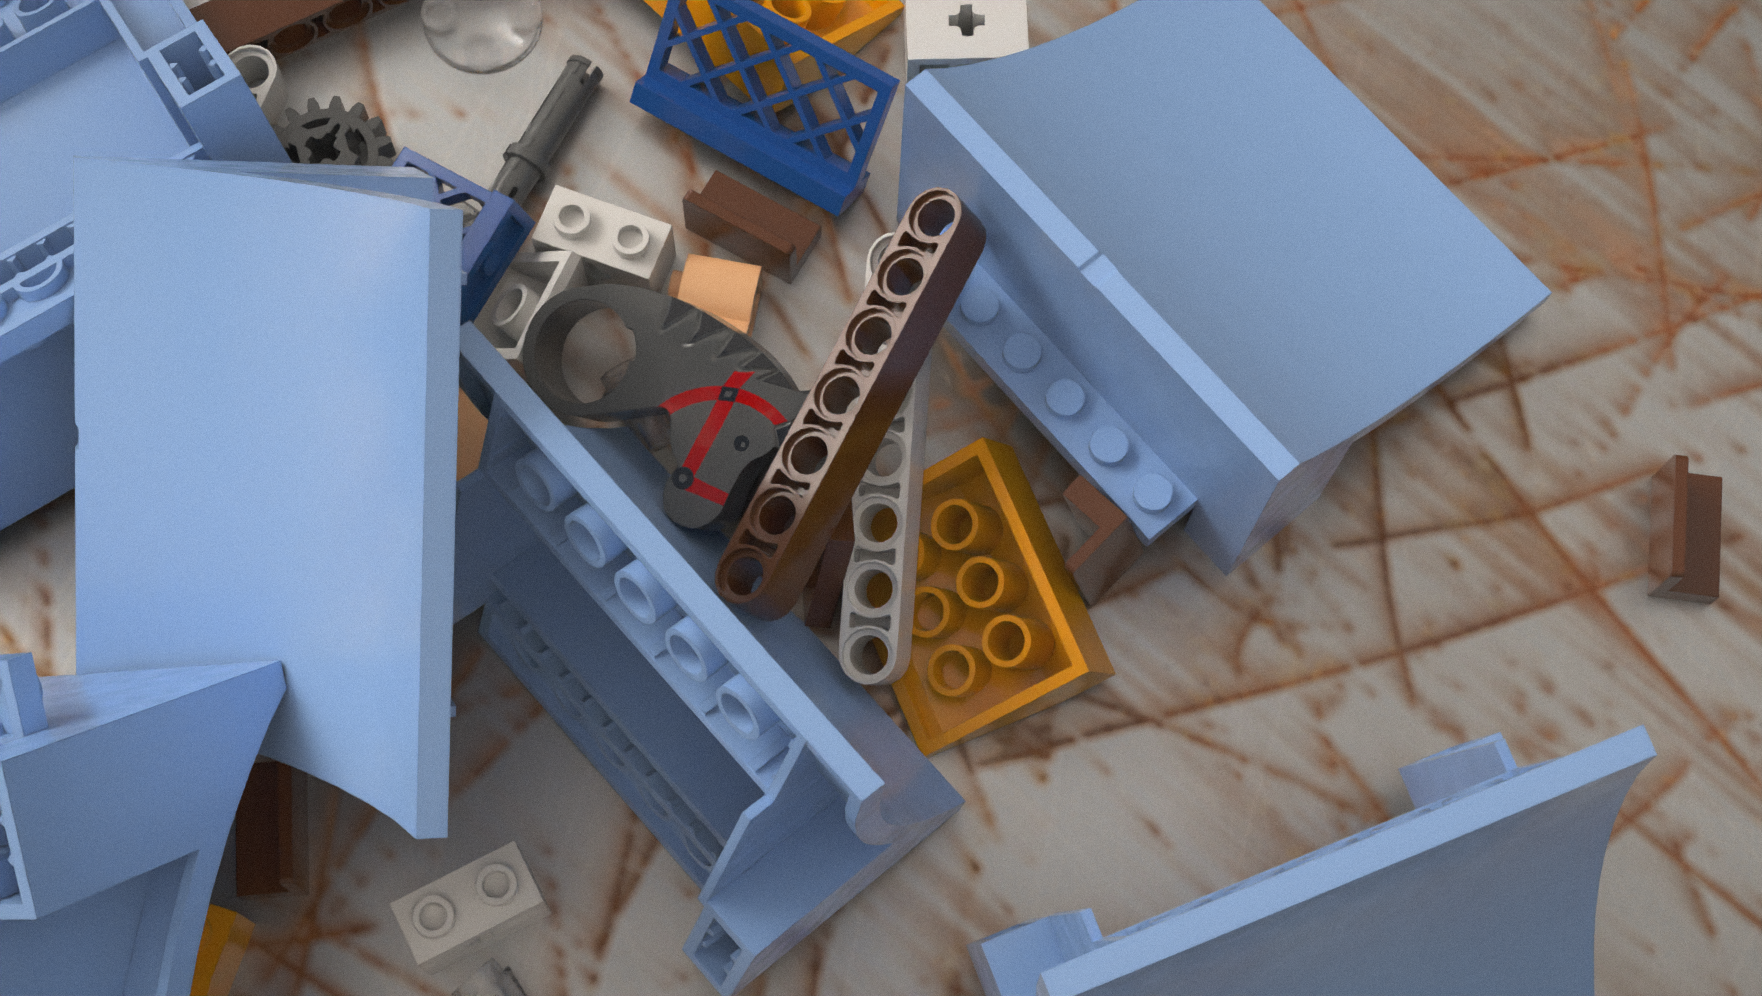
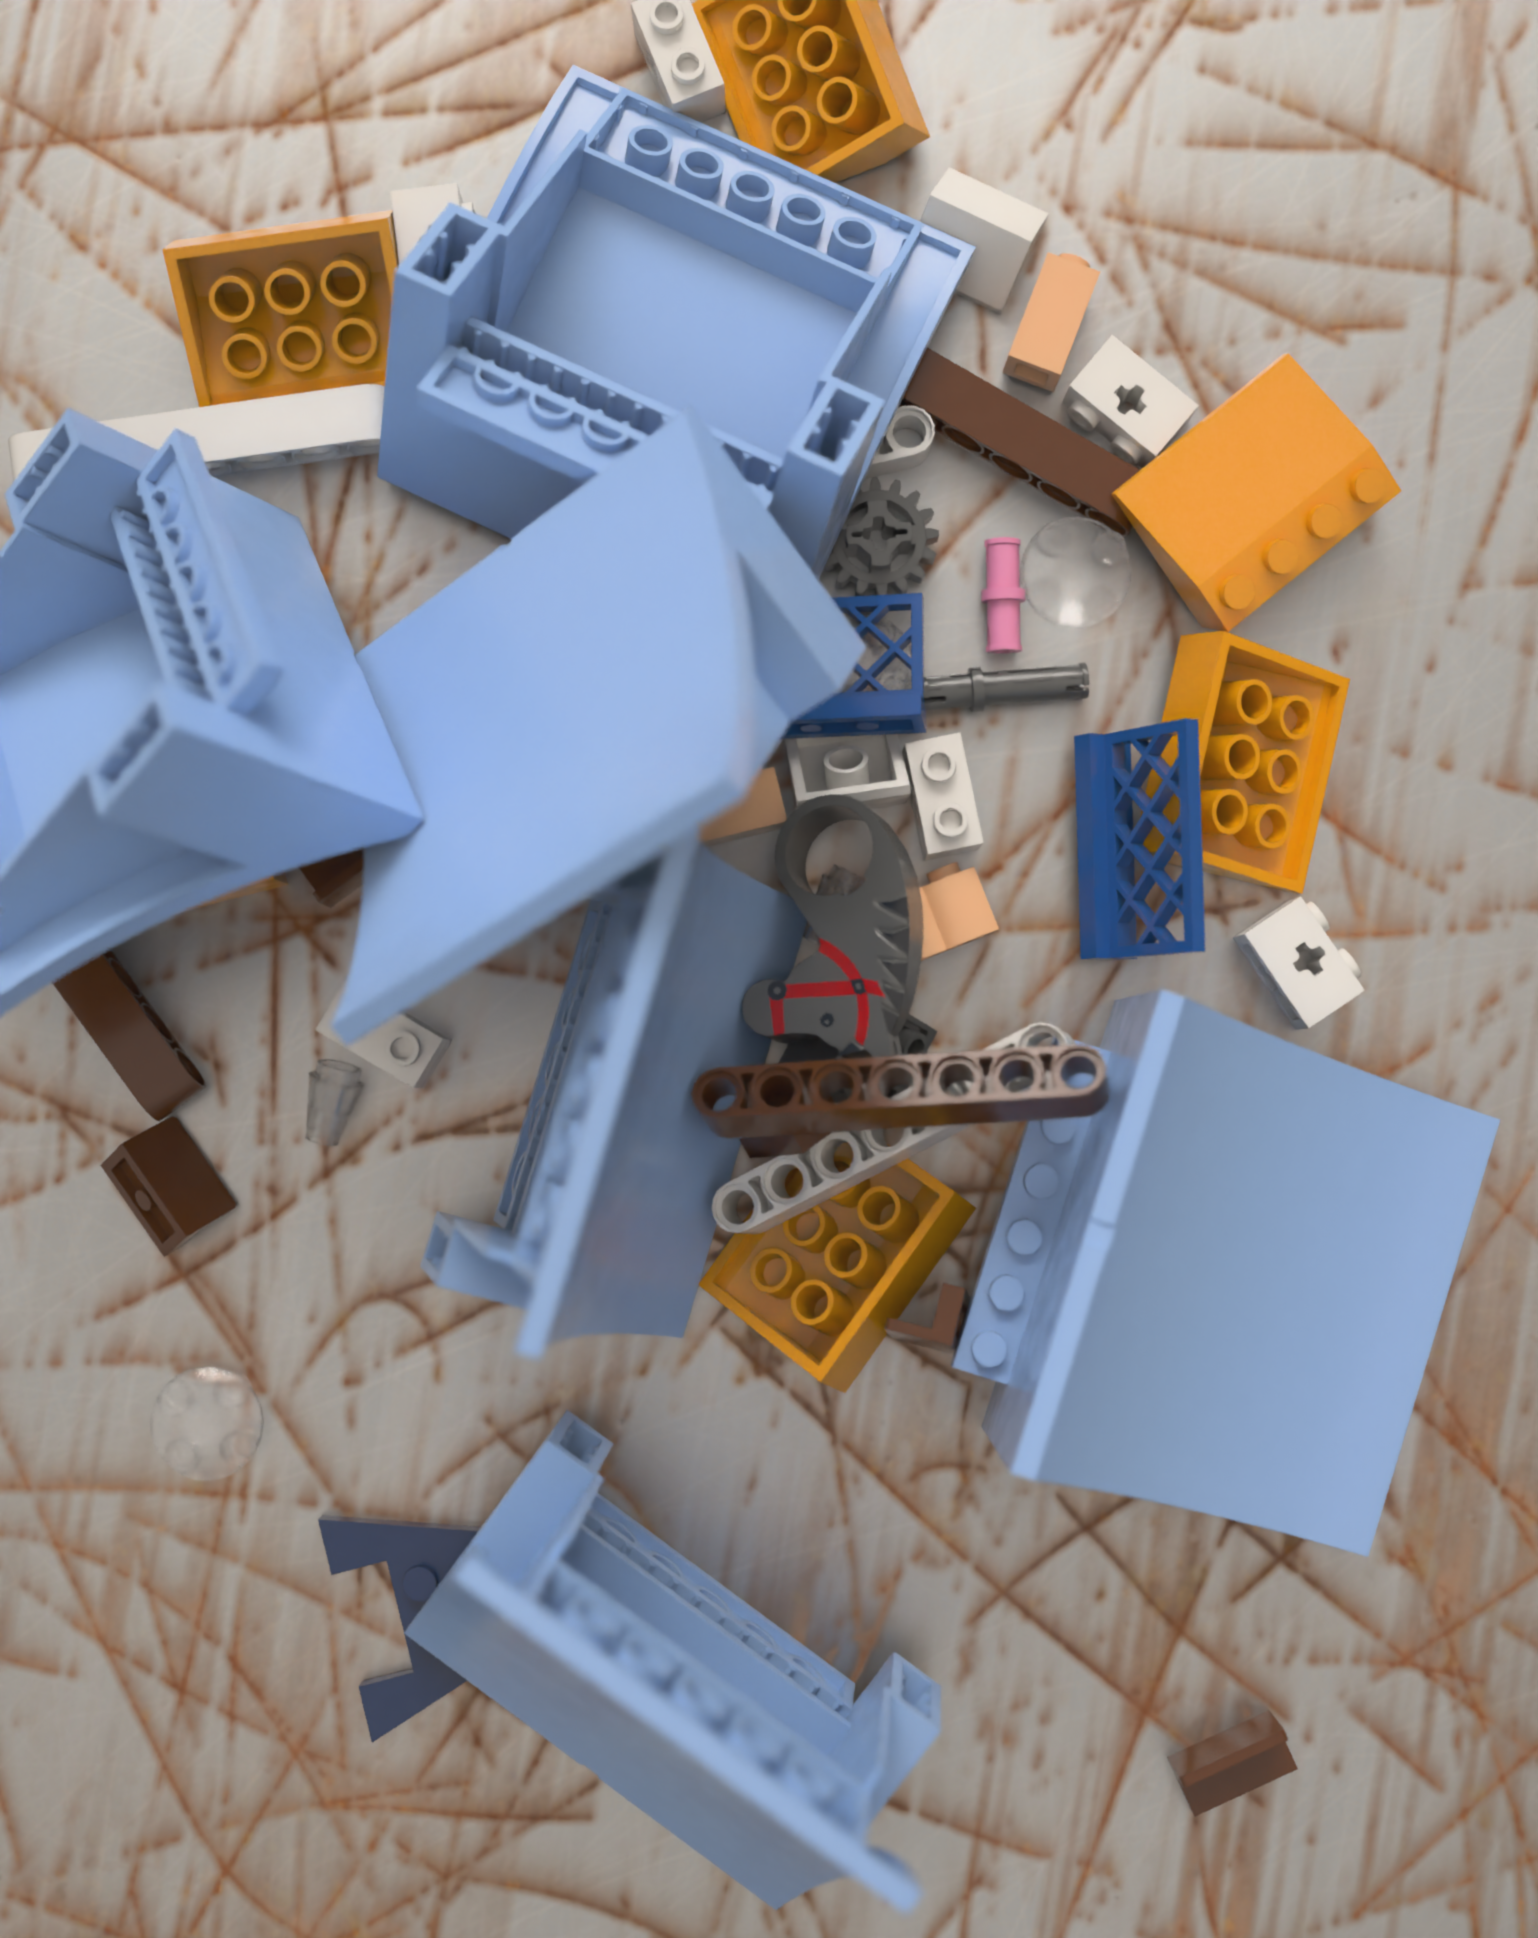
camera: 60 degrees right, 15 degrees up
(458, 89) = (1003, 595): none -> bright pink pin
(751, 226) = (1035, 895): reddish brown panel -> none

